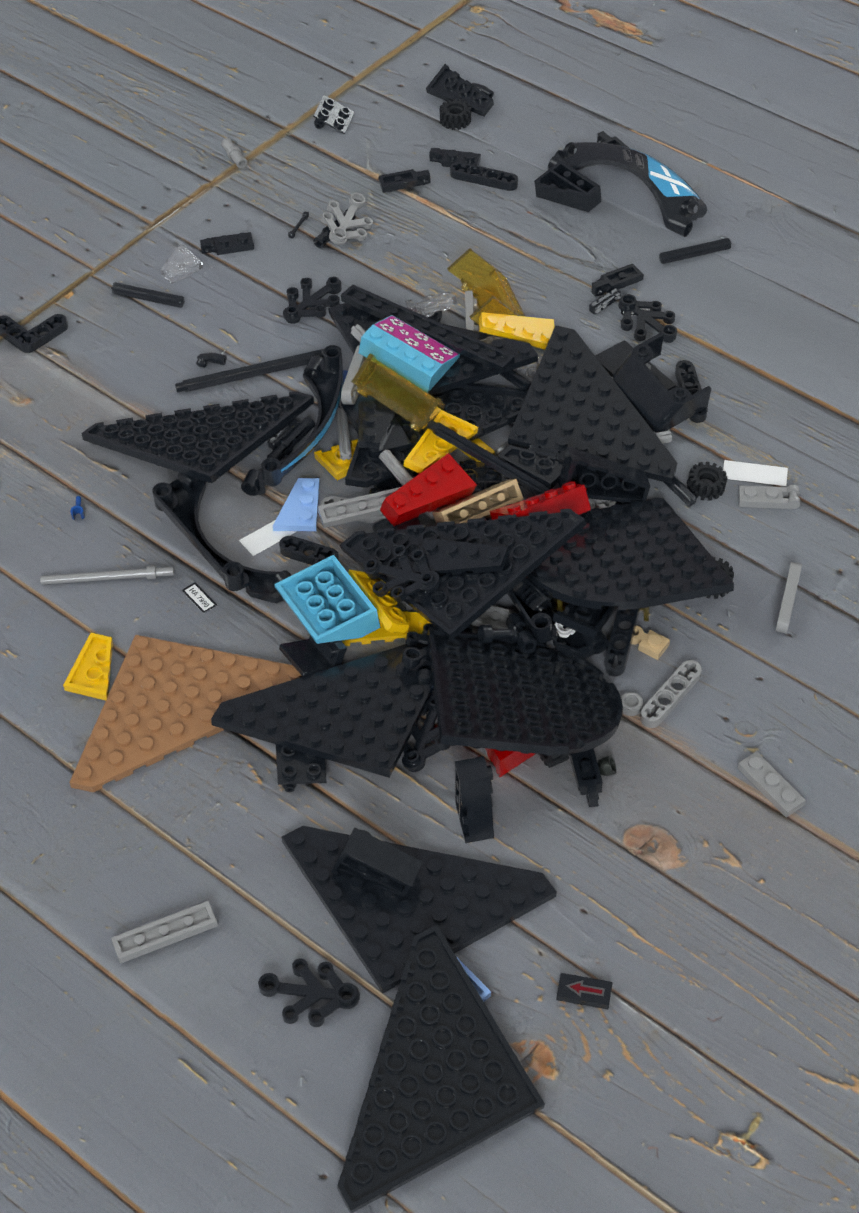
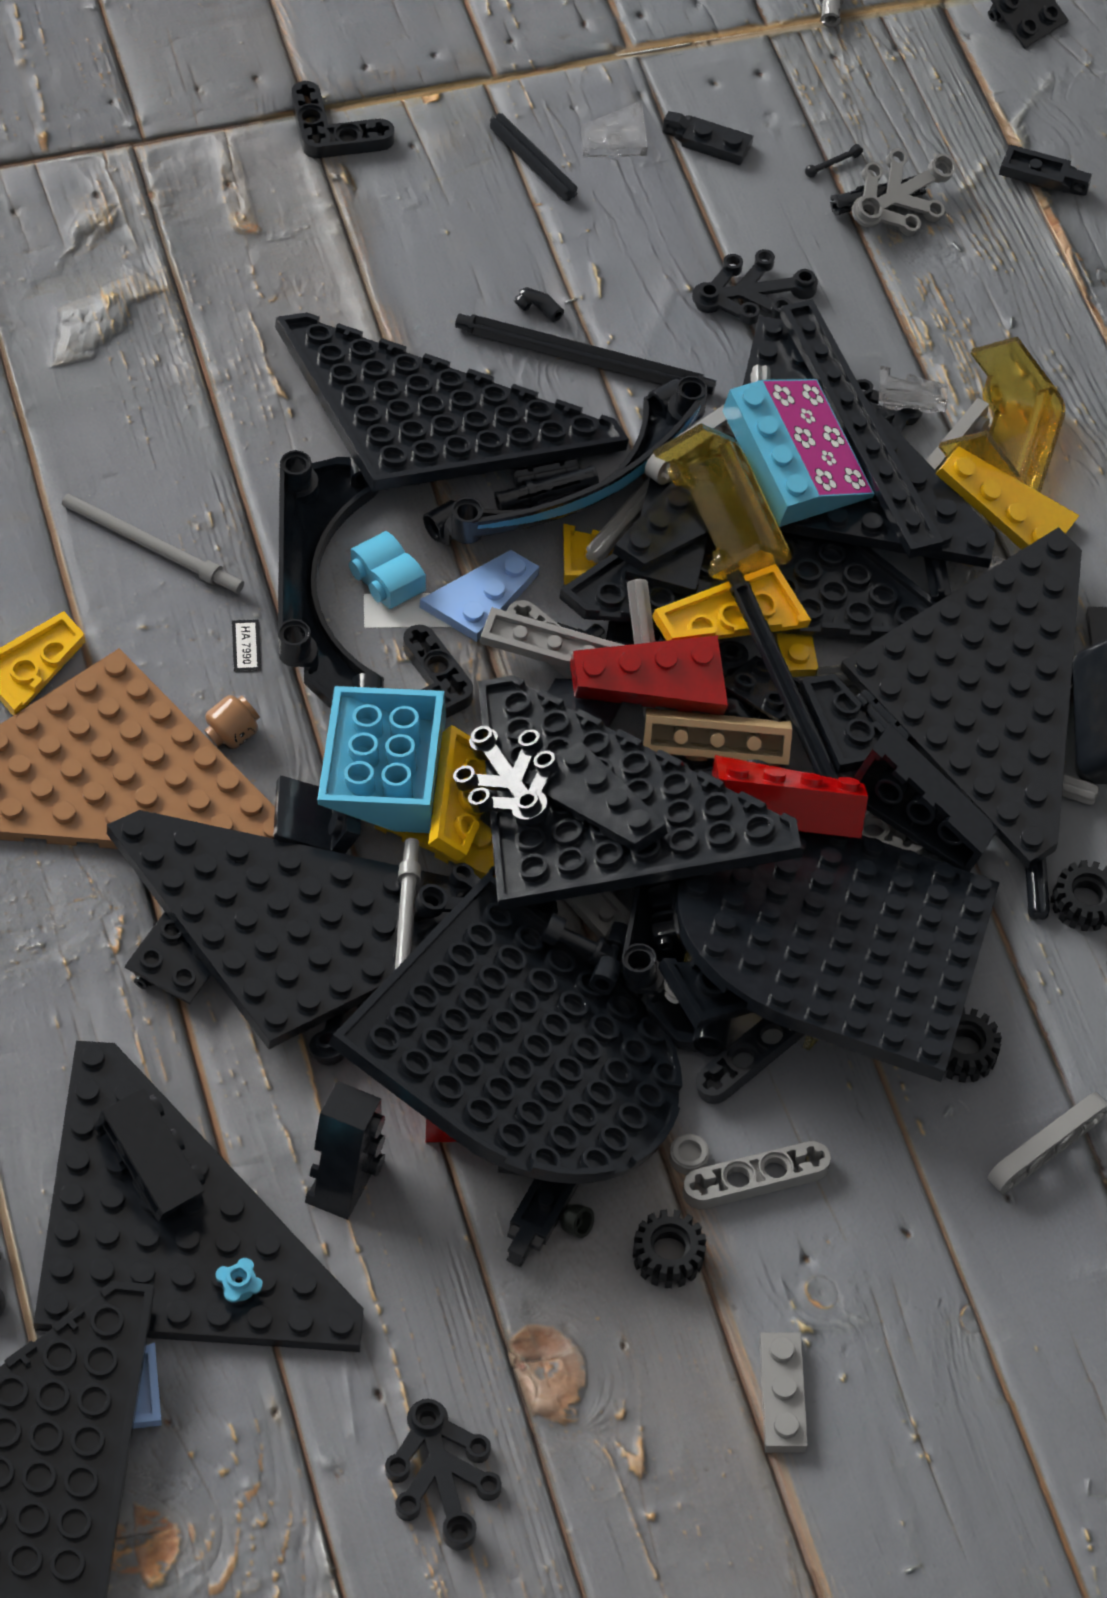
camera: 30 degrees right, 5 degrees up
(77, 509) = (189, 425): blue hand -> none
(227, 635) = (231, 722): none -> medium nougat head
(244, 520) = (387, 570): none -> medium azure brick
(388, 653) = (408, 875): none -> light grey bar
(473, 903) = (239, 1291): none -> medium azure plate
(584, 991) = (283, 1501): black tile -> none
(648, 923) = (441, 1466): none -> black plant
(650, 643) = (792, 1085): tan plate -> none
(664, 740) = (673, 1228): none -> black tyre

